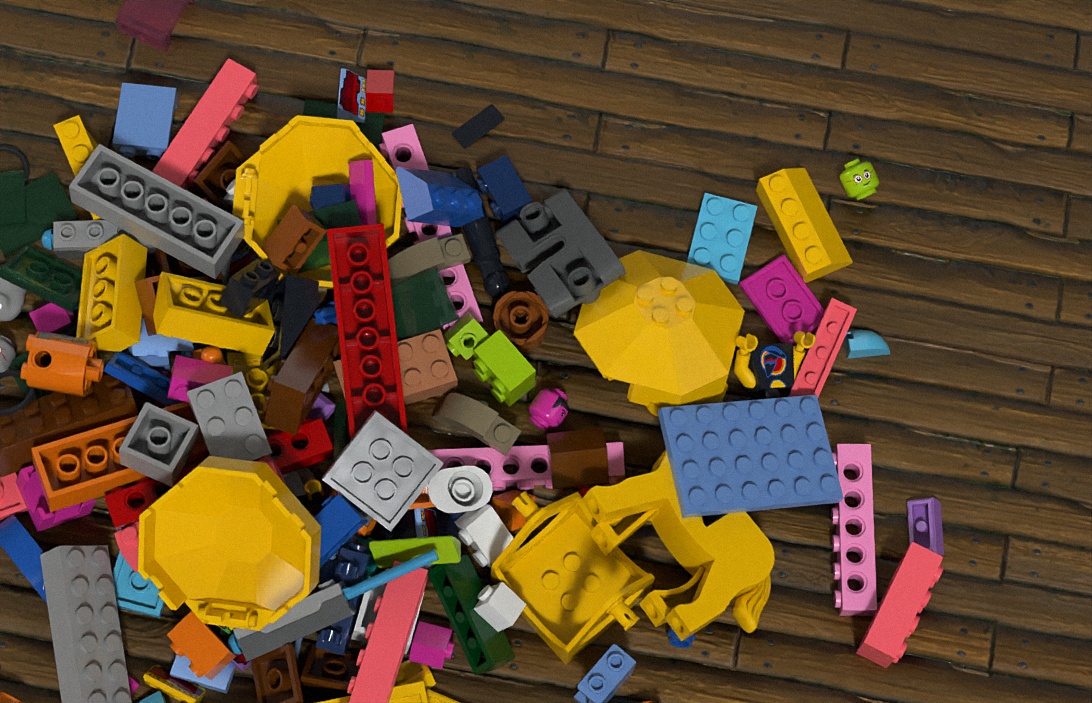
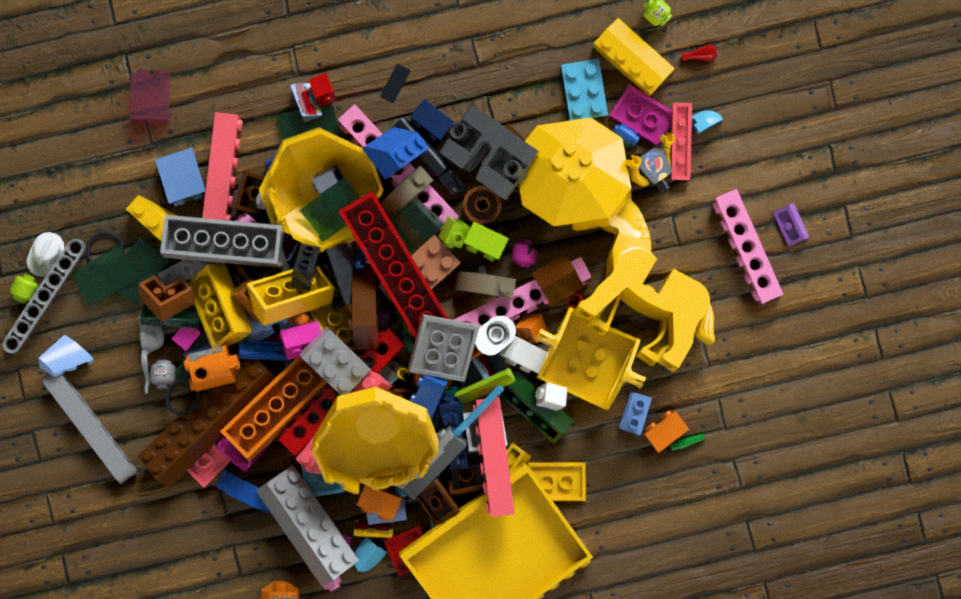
camera: 15 degrees left, 15 degrees up
(49, 257) = (166, 300): none -> dark orange brick
(158, 444) = (298, 395): light grey brick -> none
(294, 239) = (317, 221): dark orange brick -> none
(363, 189) = (346, 169): dark pink tile -> none
(431, 645) = (519, 436): dark pink brick -> none
(749, 455) = (665, 233): medium blue plate -> none
(754, 319) = (628, 135): none -> blue brick
(898, 608) = (797, 284): coral brick -> none
(900, 258) = (705, 53): none -> red cone

